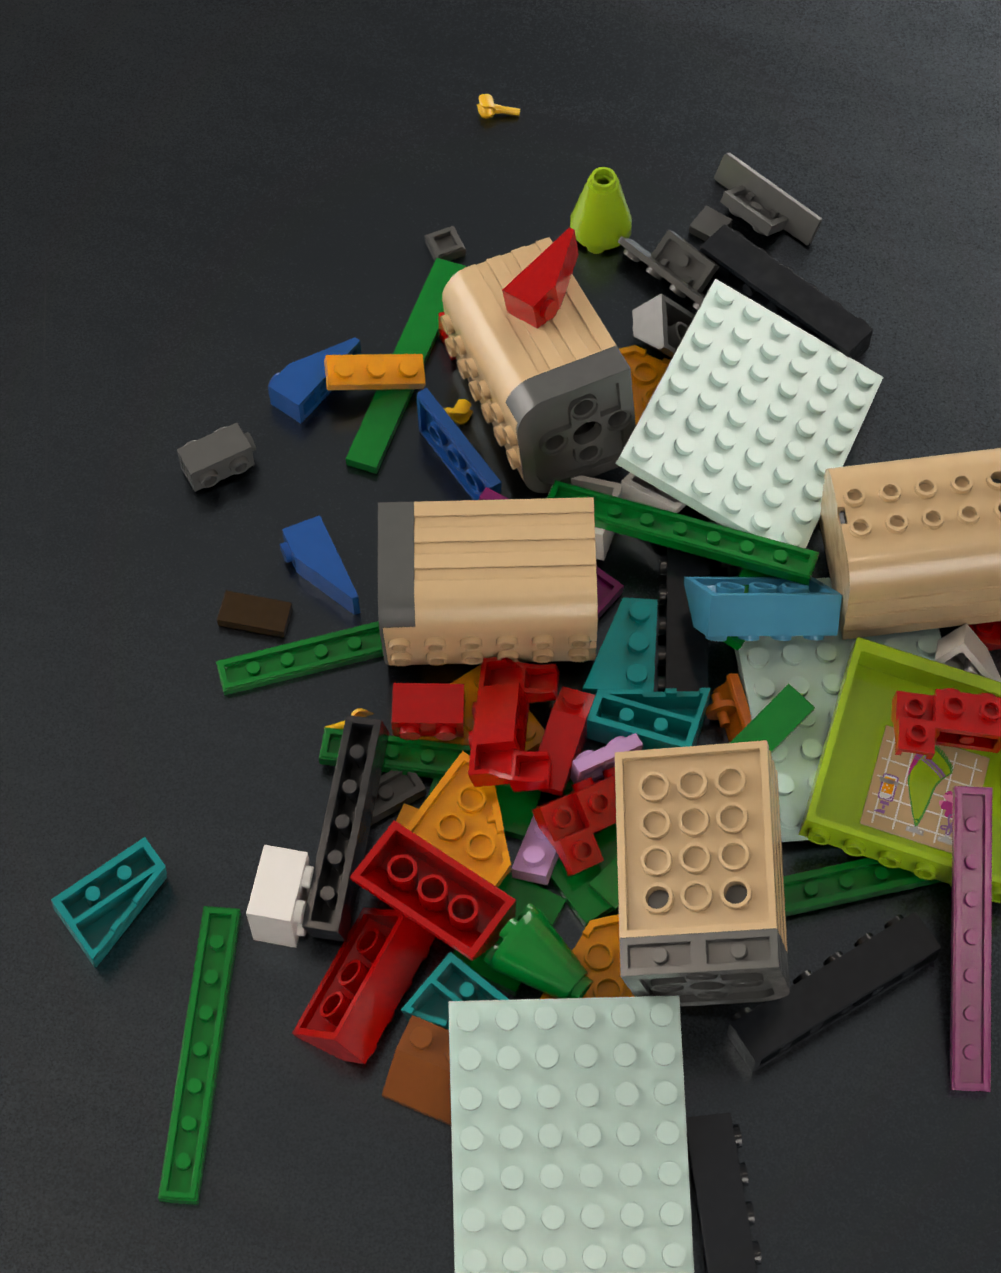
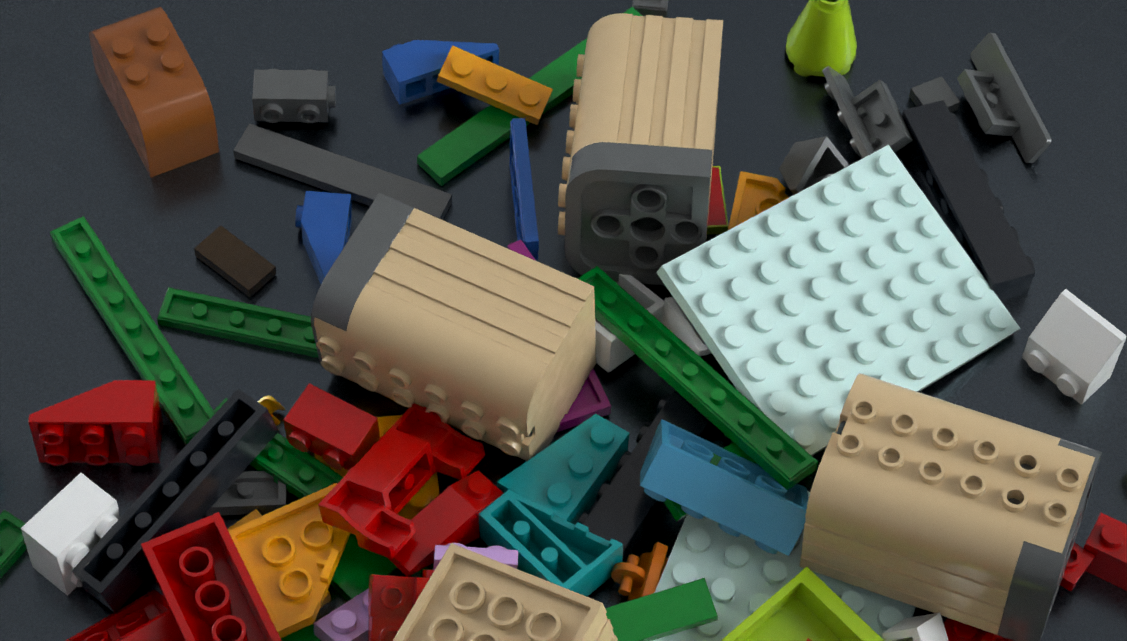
camera: 25 degrees right, 5 degrees down
(104, 503) = (155, 90): none -> dark orange brick
(215, 709) = (133, 327): none -> green tile
(249, 796) = (101, 426): none -> red slope
(292, 503) = (335, 172): none -> dark grey tile
(460, 413) = (554, 162): yellow hand -> none
(541, 286) = (682, 57): red slope -> none
(935, 372) = (1074, 347): none -> white slope

